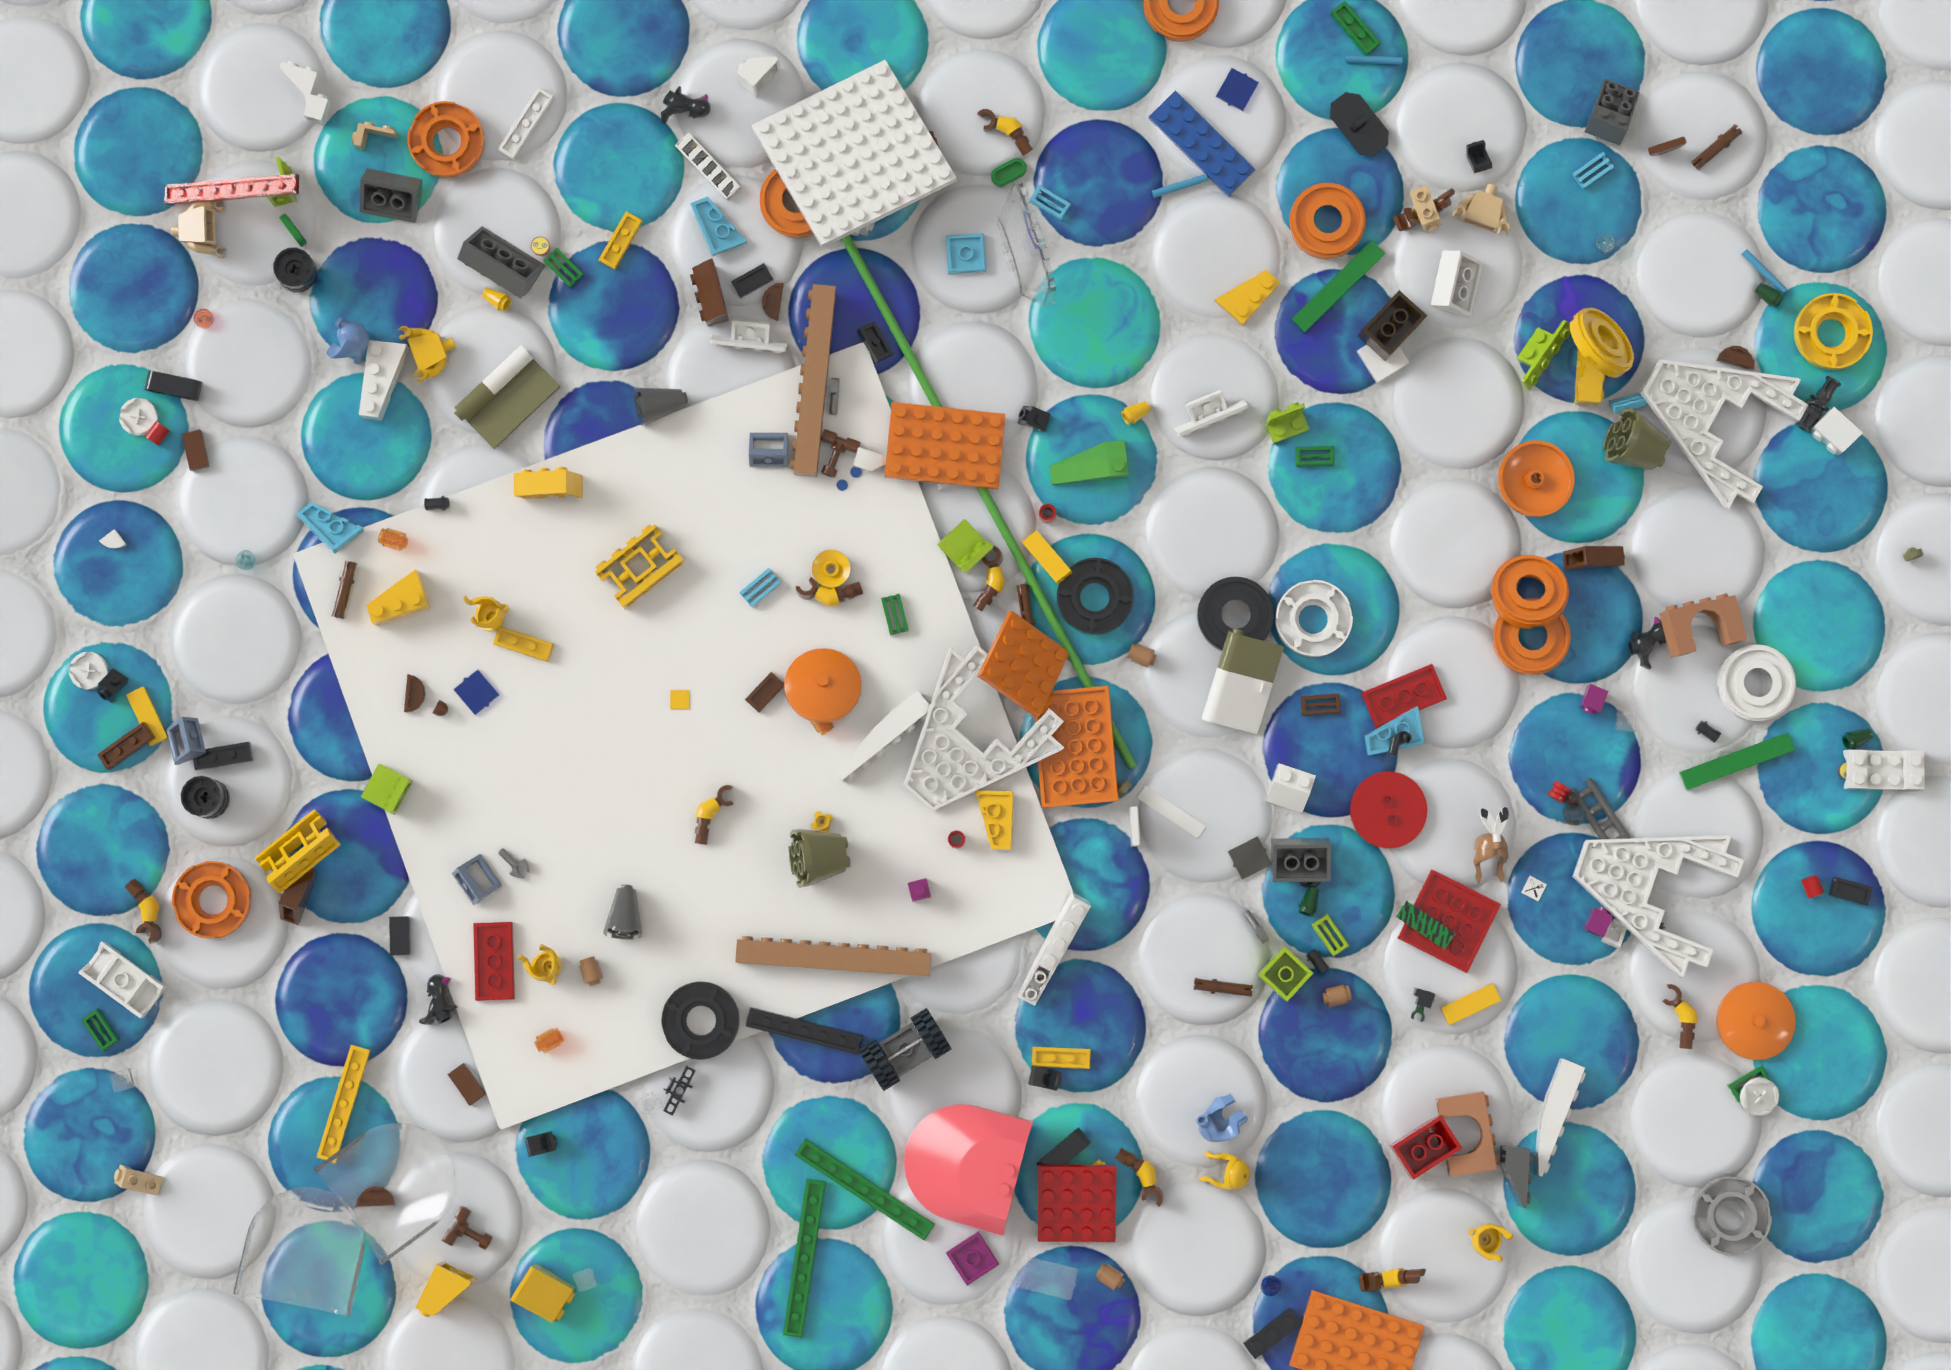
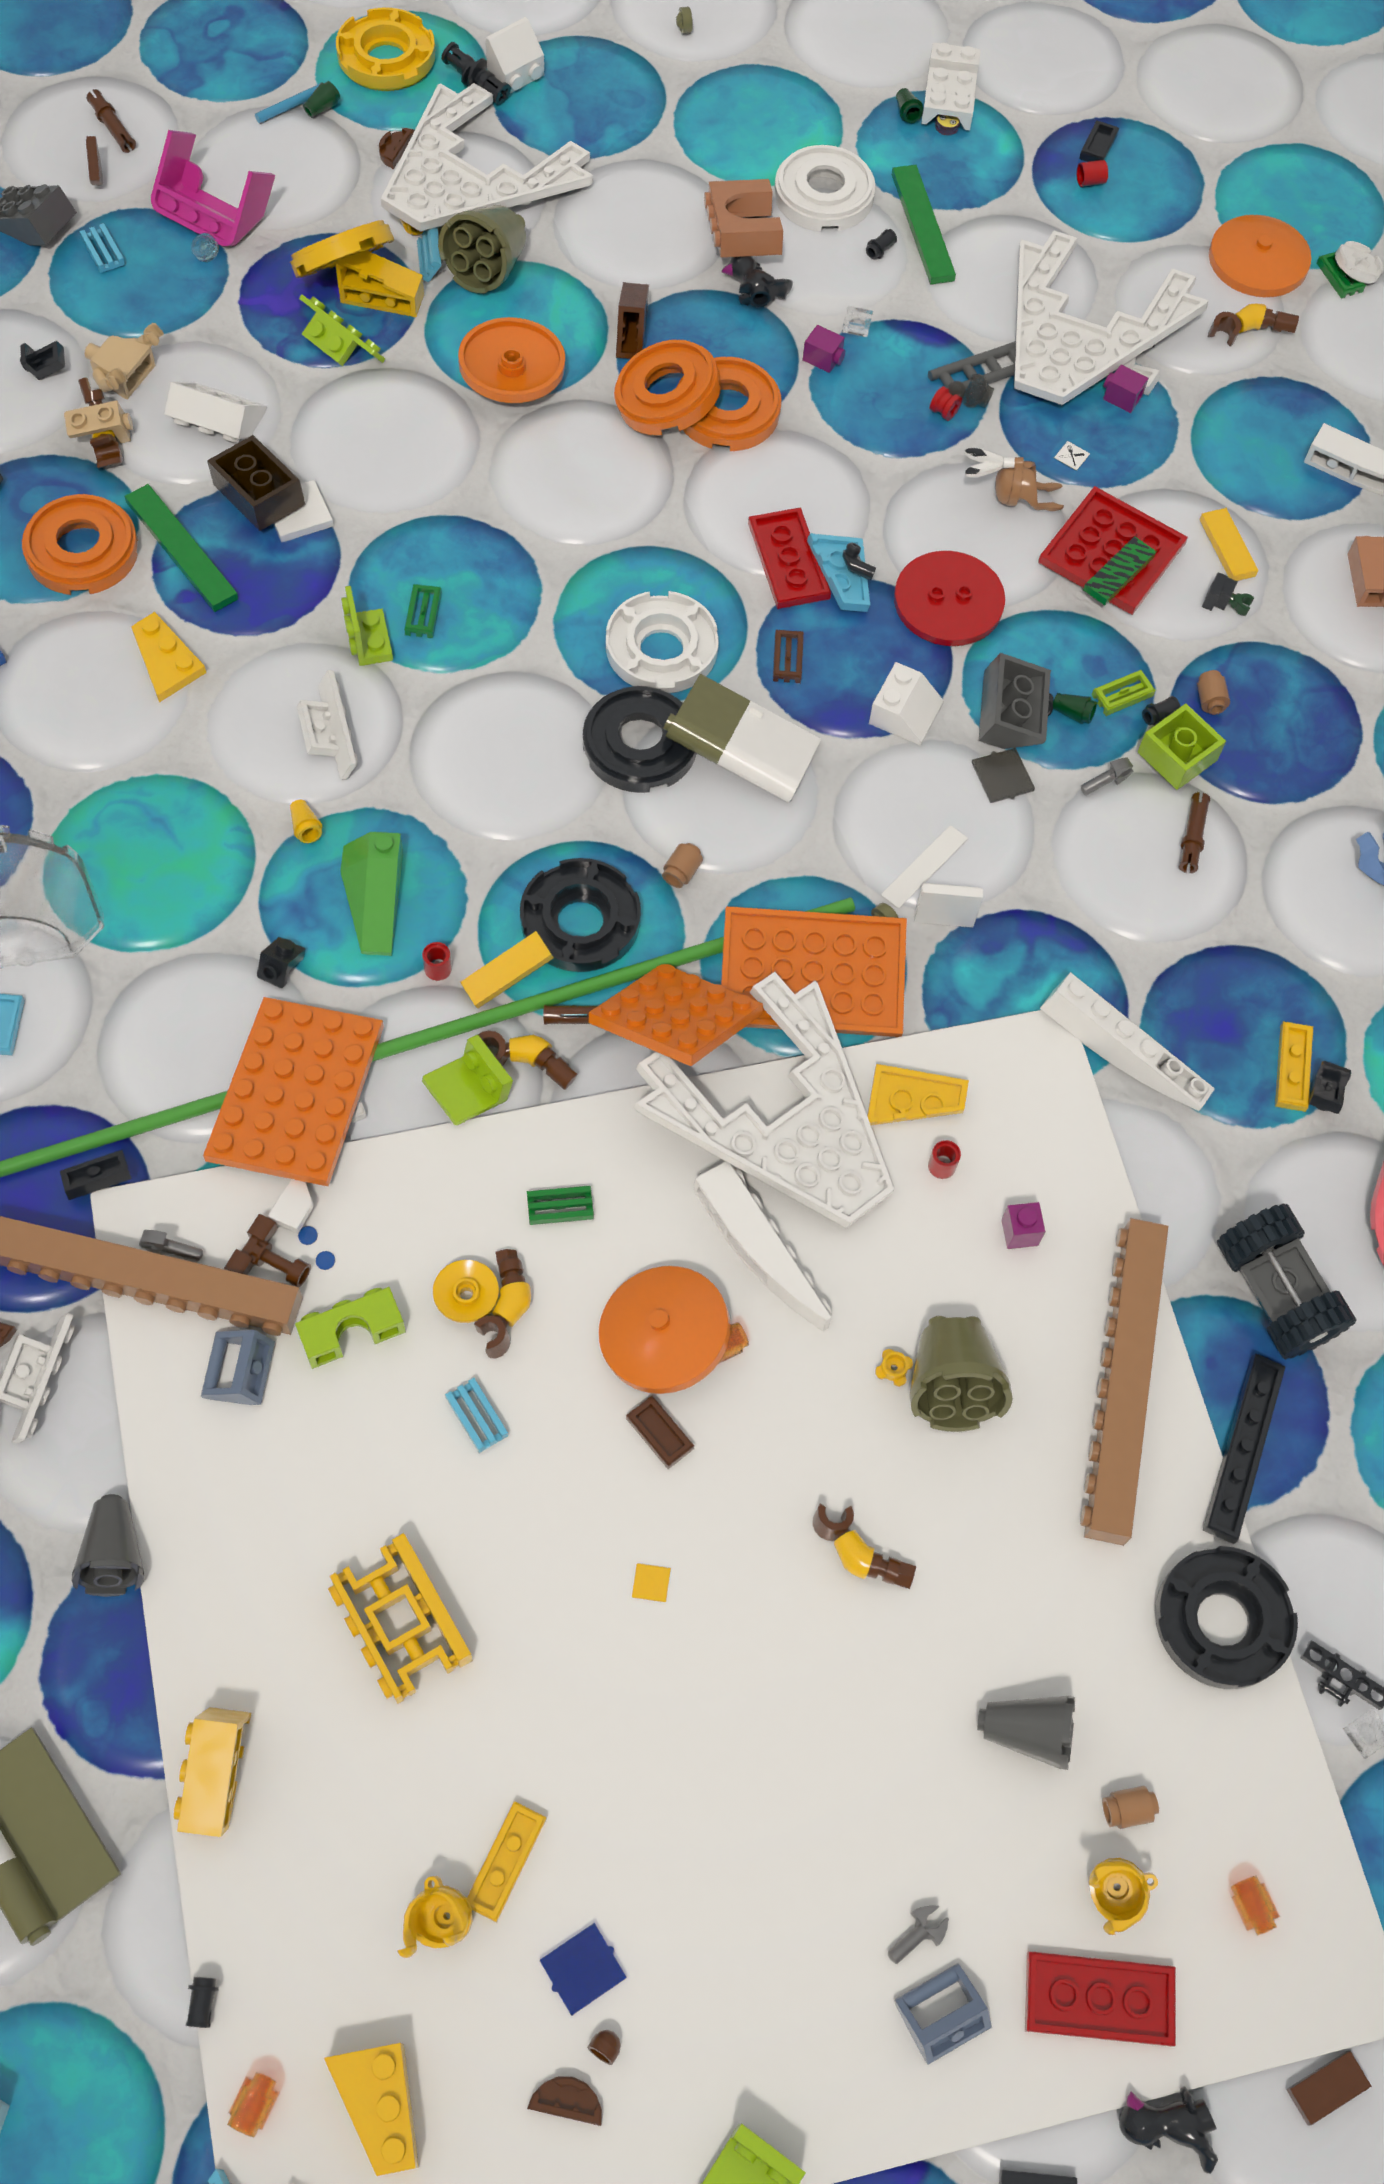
camera: 90 degrees left, 20 degrees down
(792, 492) = (374, 1312): none -> lime arch
(1643, 232) = (180, 197): none -> dark pink windscreen

